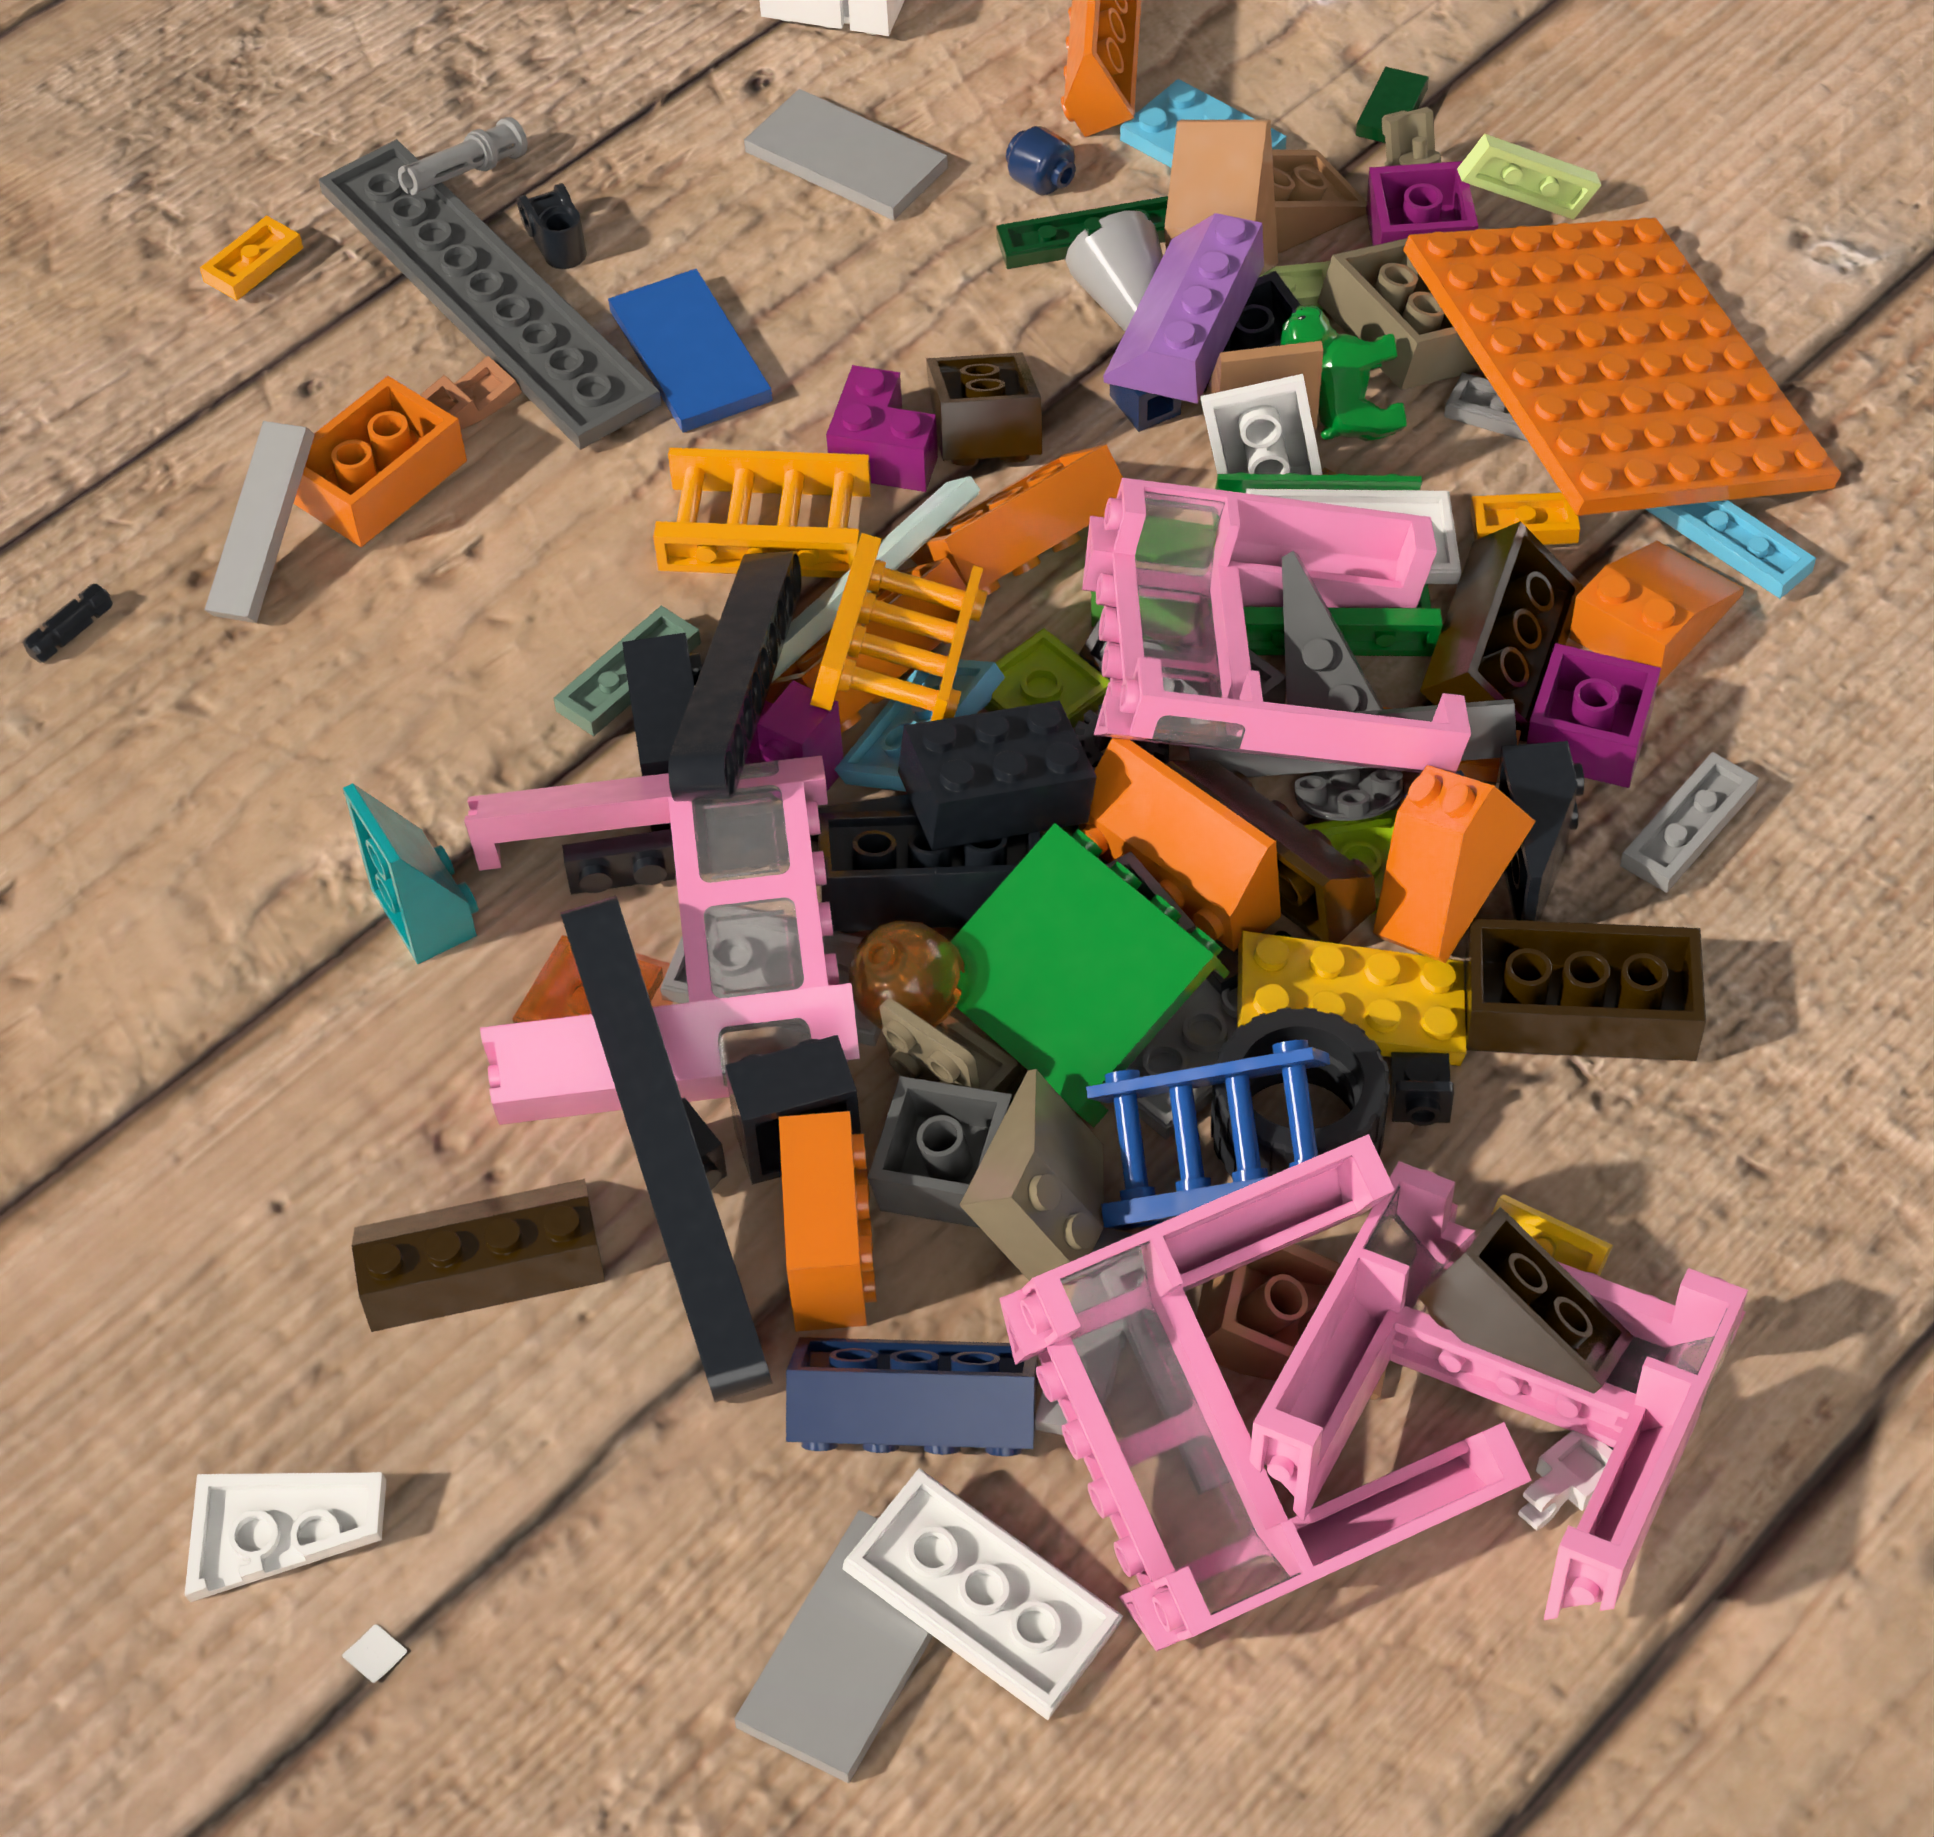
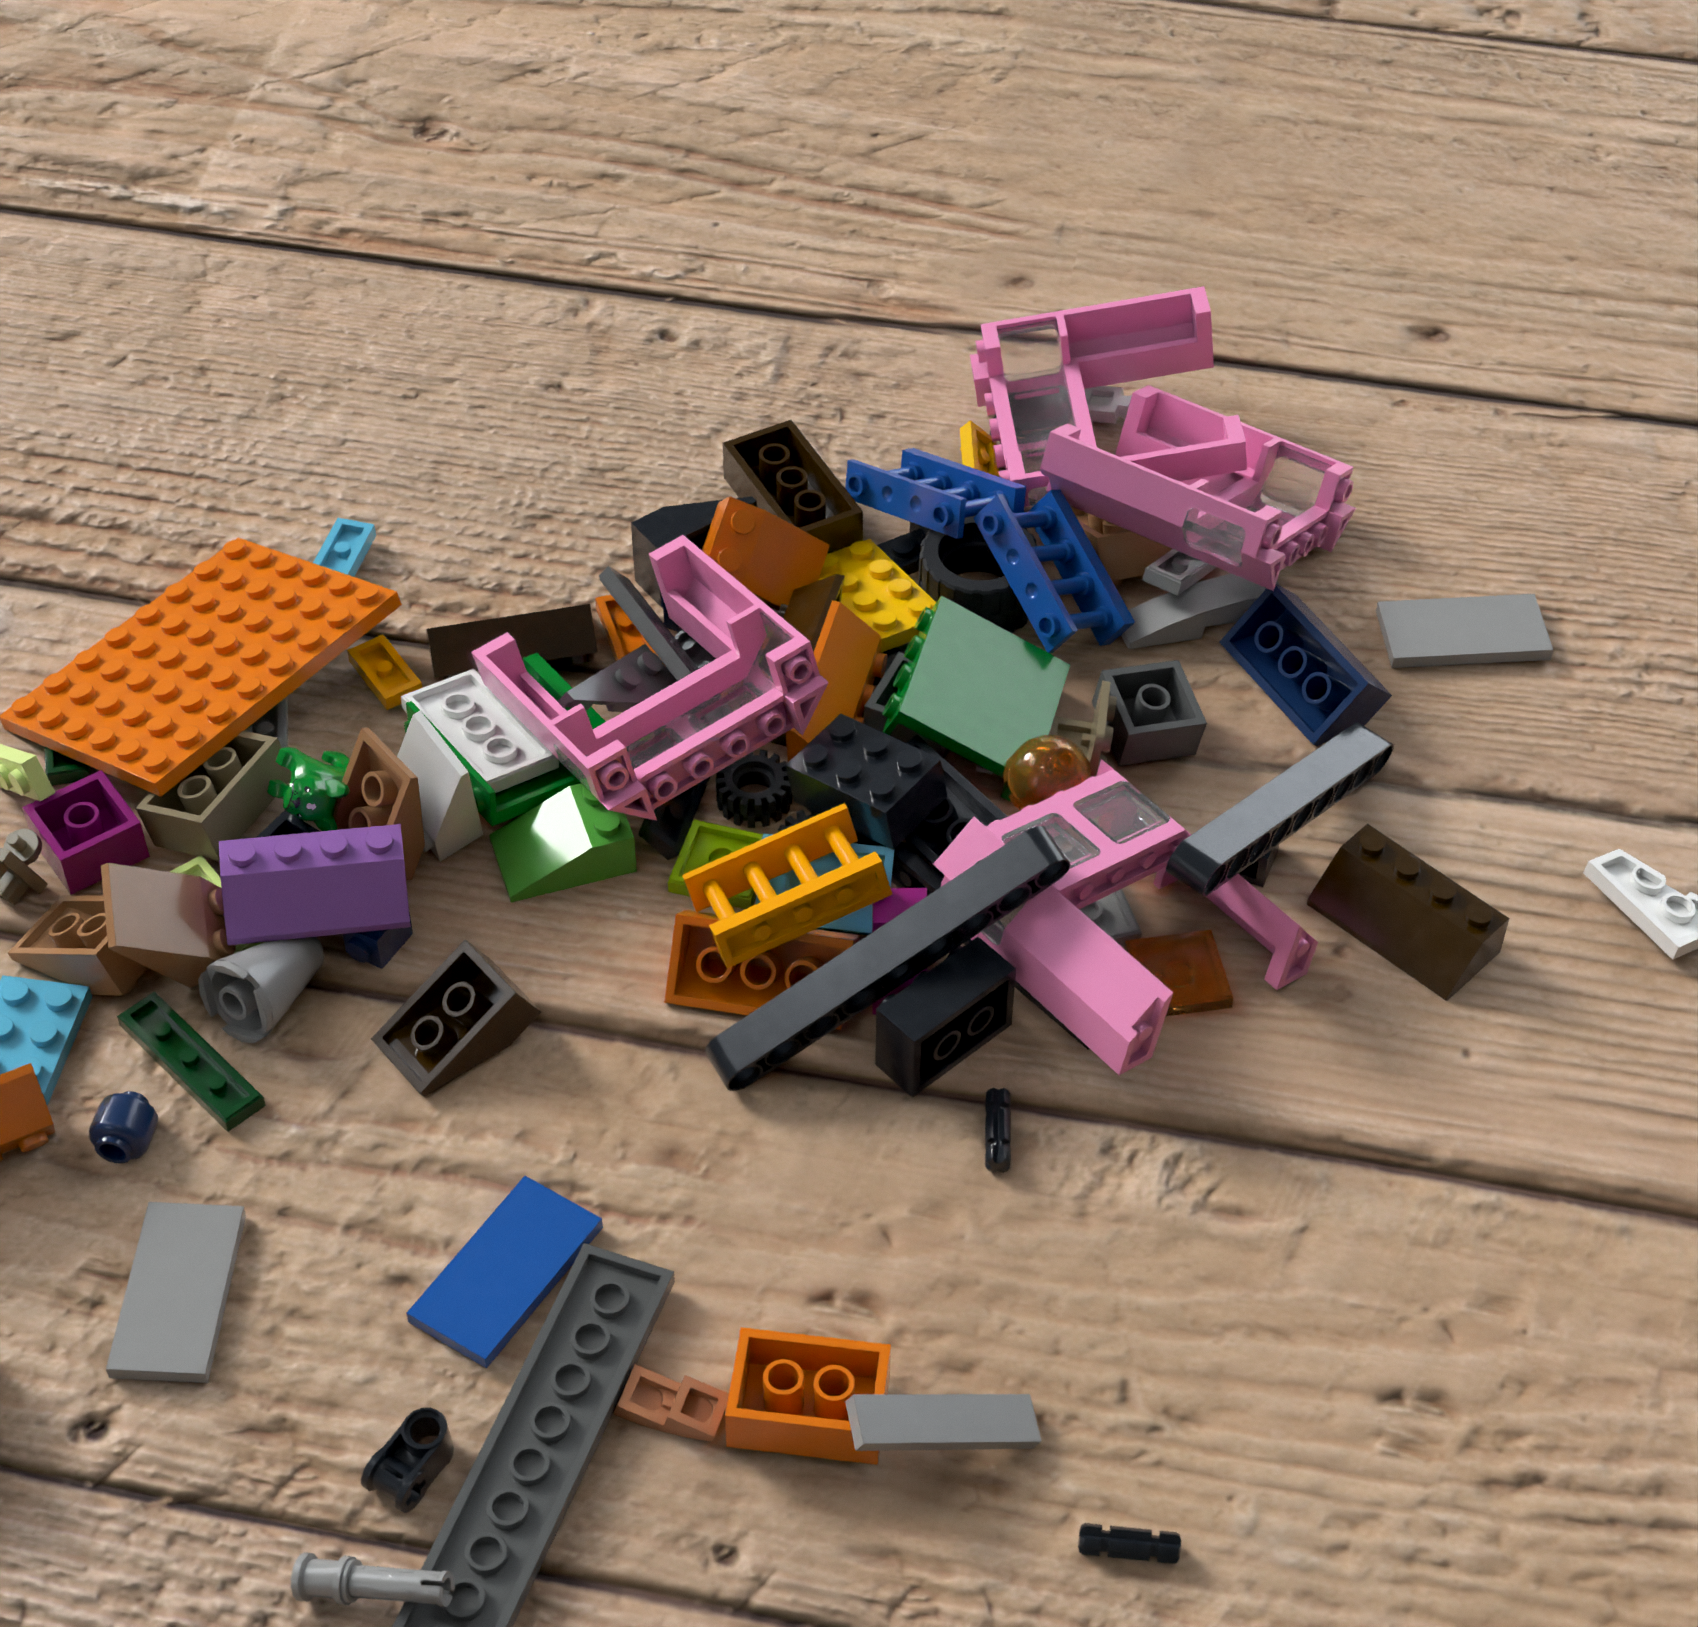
camera: 125 degrees left, 5 degrees down
(374, 1653) = (1672, 829): white sticker -> none
(411, 878) = (1194, 1089): teal slope -> none
(532, 744) = (998, 1130): none -> black axle
(603, 688) = (888, 1104): sand green plate -> none
(720, 547) = (697, 1068): light orange fence -> none
(786, 1083) = (1187, 779): black brick -> none
(826, 1221) = (1249, 736): orange brick -> none
(872, 423) = (538, 1075): magenta brick -> none
(894, 550) = (670, 987): light aqua tile -> none
(983, 1593) = (1391, 585): white tile -> none
(1027, 518) = (573, 941): orange slope -> none
(1039, 1182) = (1160, 636): dark tan slope -> none
(1485, 1140) = (930, 490): none -> blue fence
(1524, 1306) = (1047, 408): dark brown slope -> none
(1598, 708) = (562, 562): magenta brick -> none
(1651, 607) = (437, 578): orange slope -> none
(1689, 822) = (604, 505): light grey plate -> none

